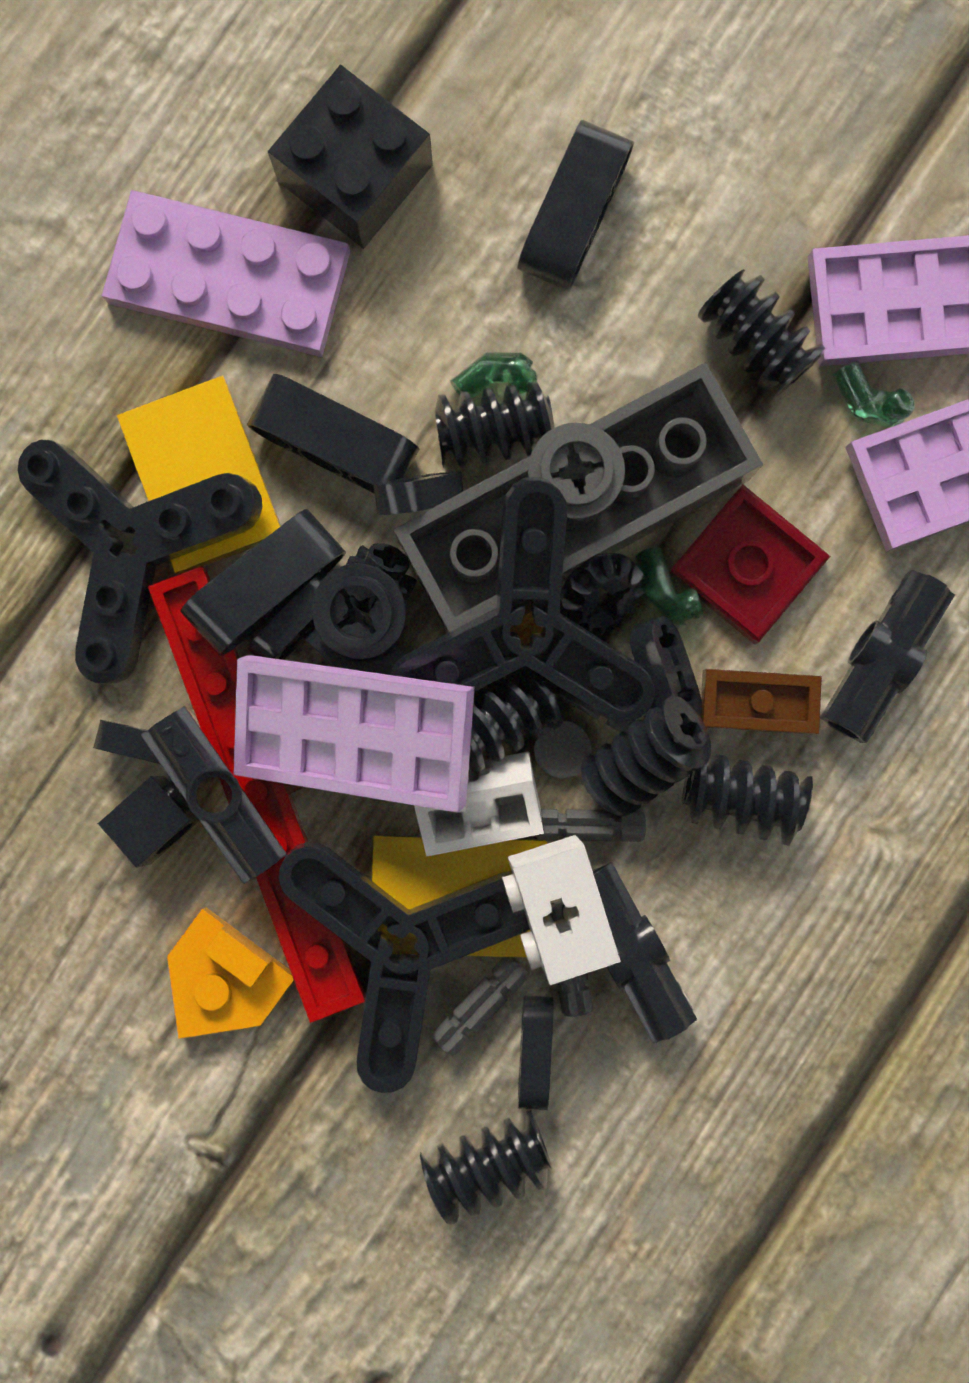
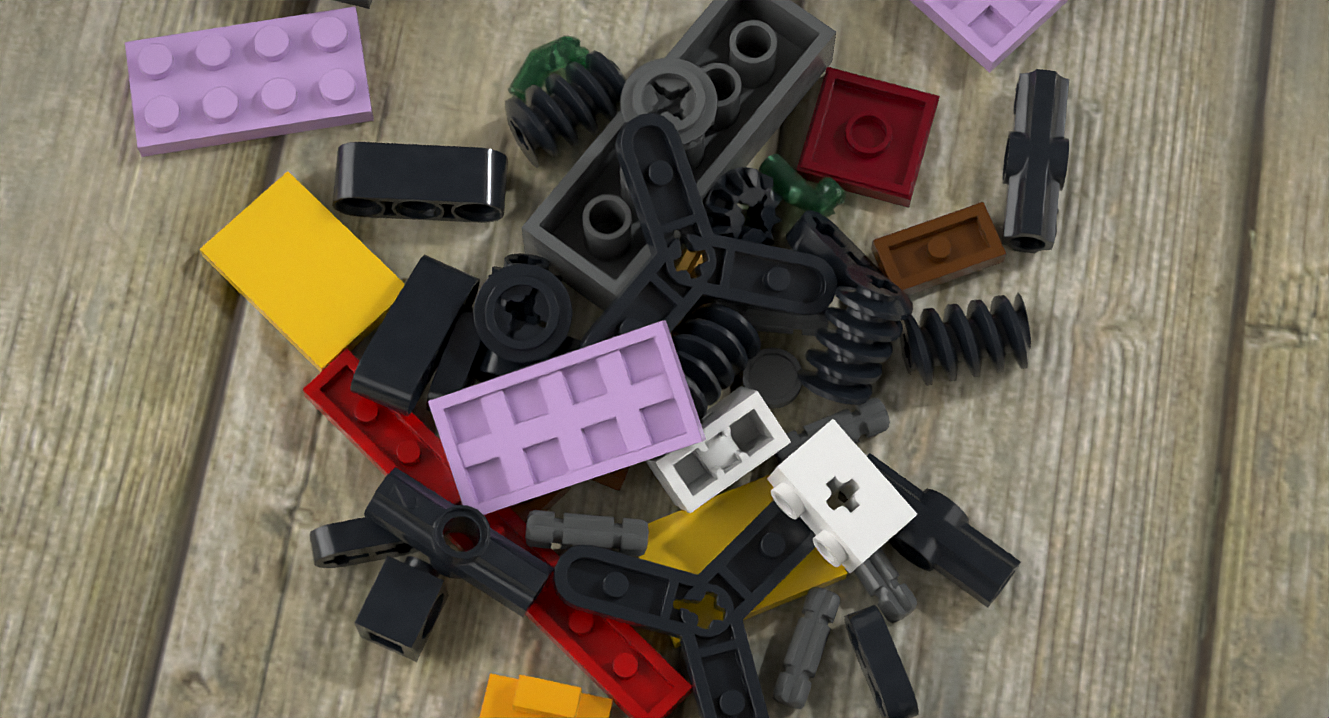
camera: 25 degrees left, 15 degrees down
(165, 530) = (272, 402): black piece -> none
(333, 828) = (584, 529): none -> dark grey axle
(417, 492) = (524, 192): black beam -> none

